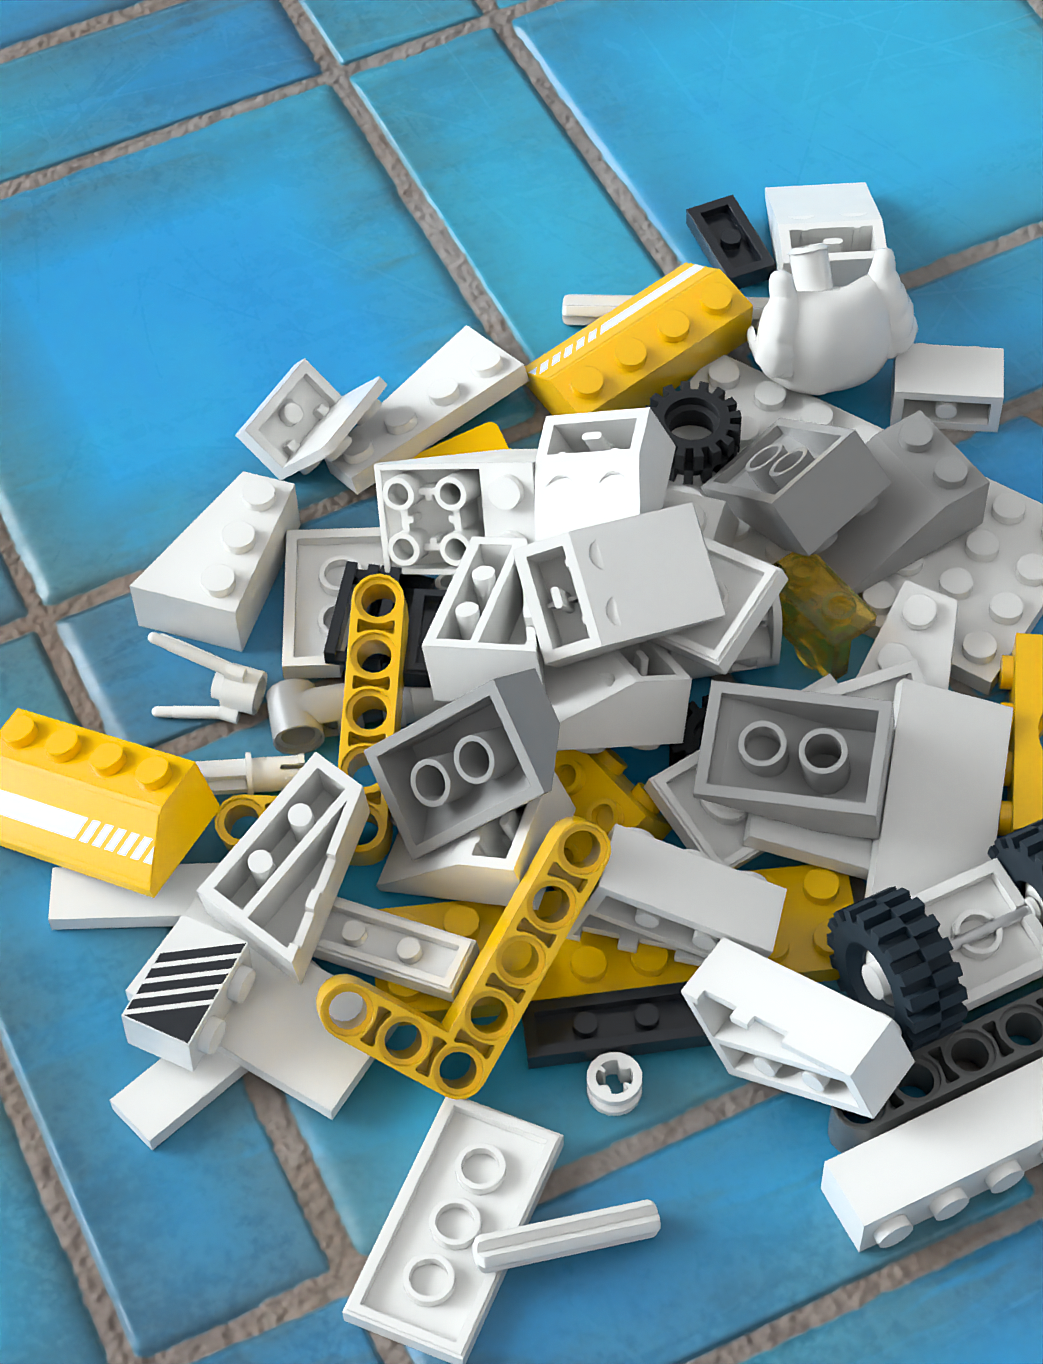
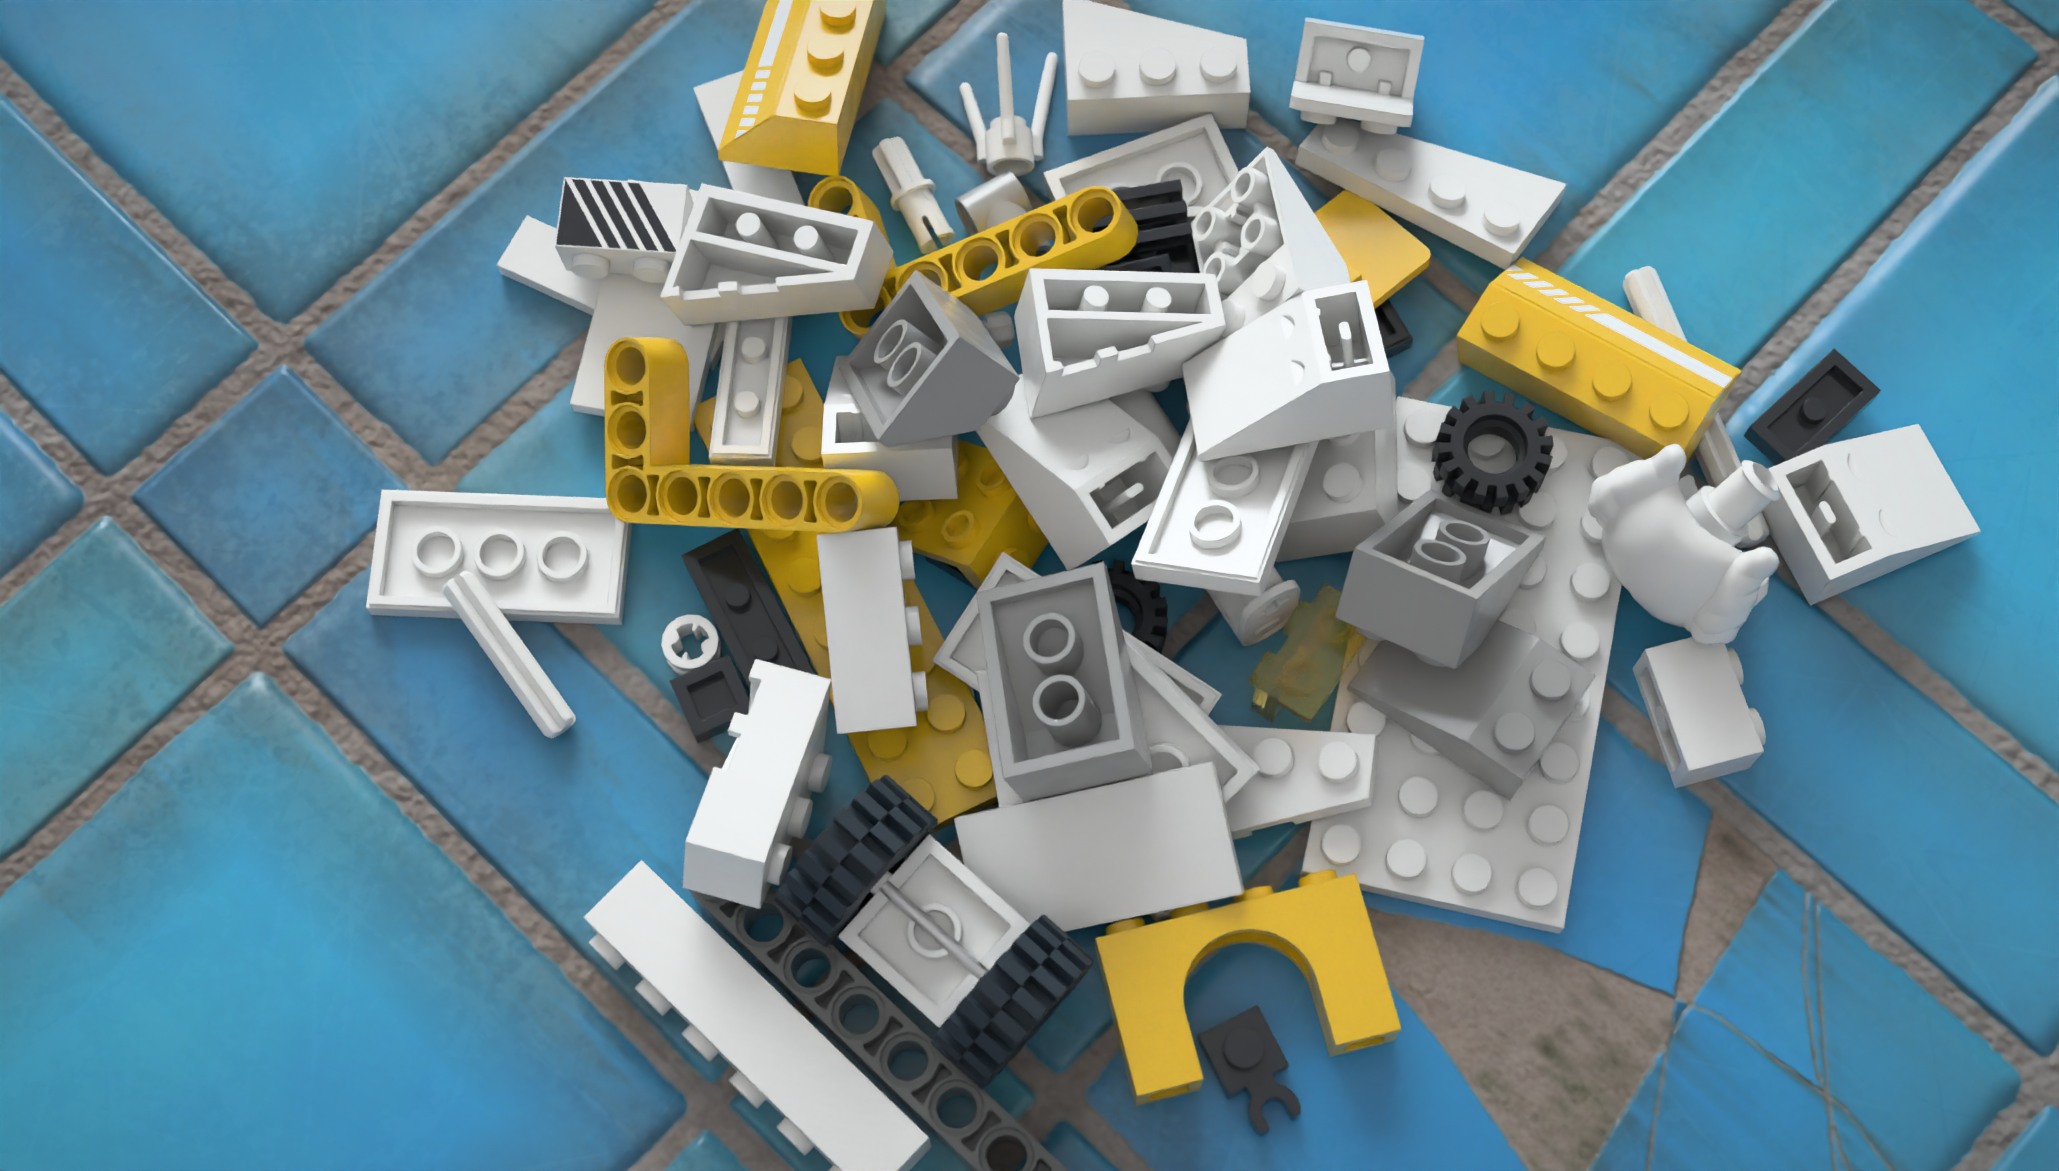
camera: 70 degrees right, 15 degrees up
(618, 584) = (1169, 423): white slope -> none
(676, 1076) = (711, 697): none -> black plate

